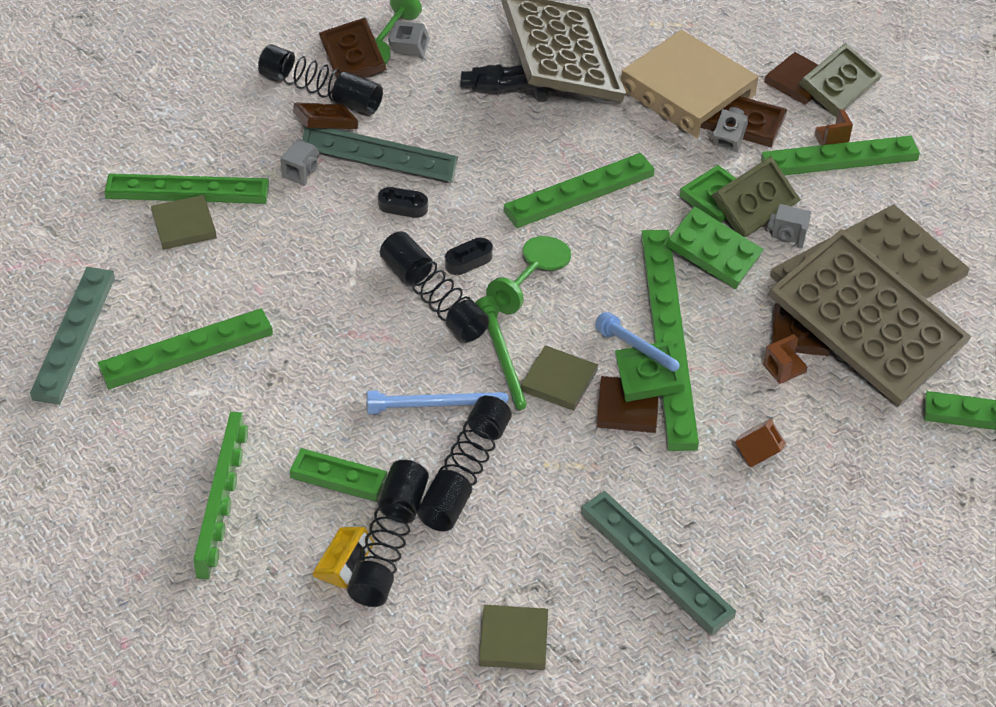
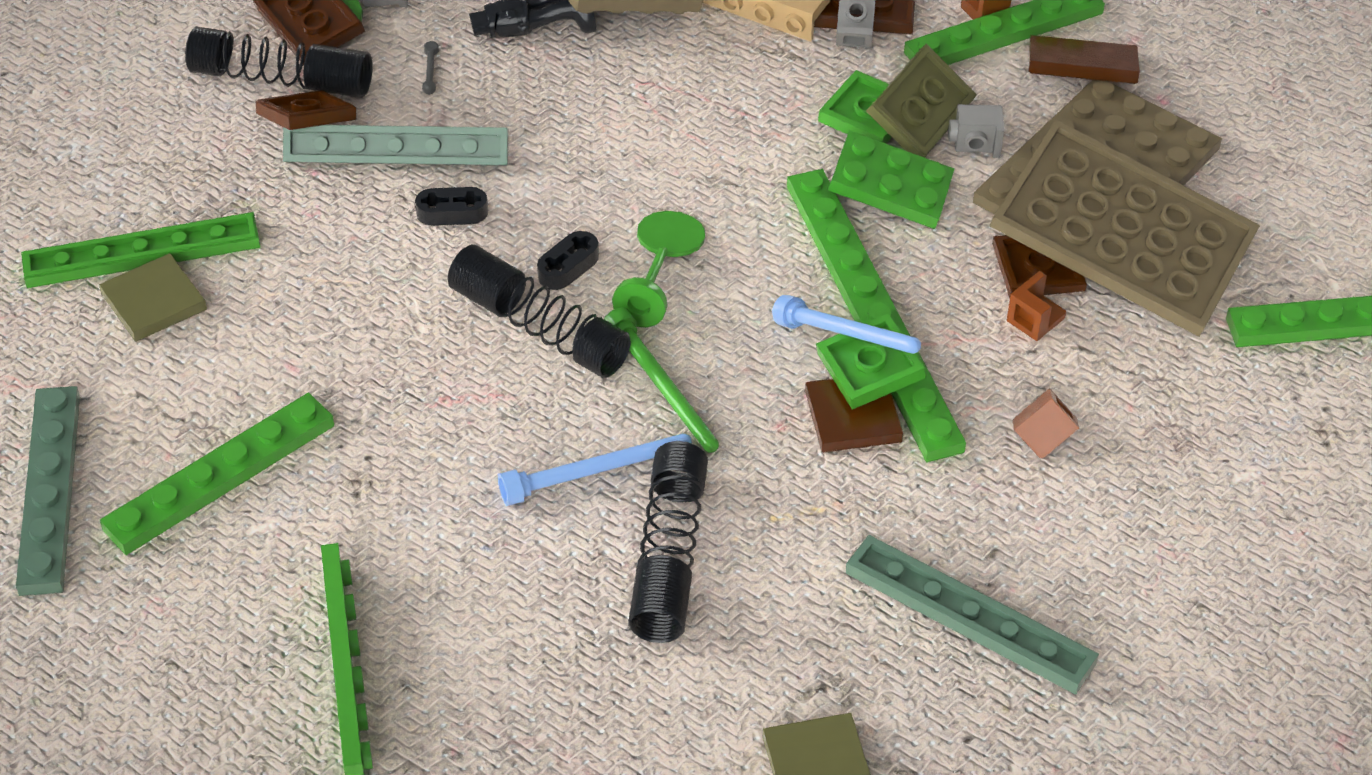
camera: 15 degrees left, 0 degrees up
(299, 161) = (290, 180): light grey brick -> none
(338, 474) = (499, 598): bright green plate -> none
(342, 555) = (545, 709): yellow slope -> none
(399, 502) = (599, 616): black piece -> none
(428, 90) = (430, 50): none -> dark grey hinge
(559, 378) = (749, 397): olive tile -> none
(578, 190) = (681, 142): bright green plate -> none
(887, 190) = (1083, 59): none -> reddish brown tile

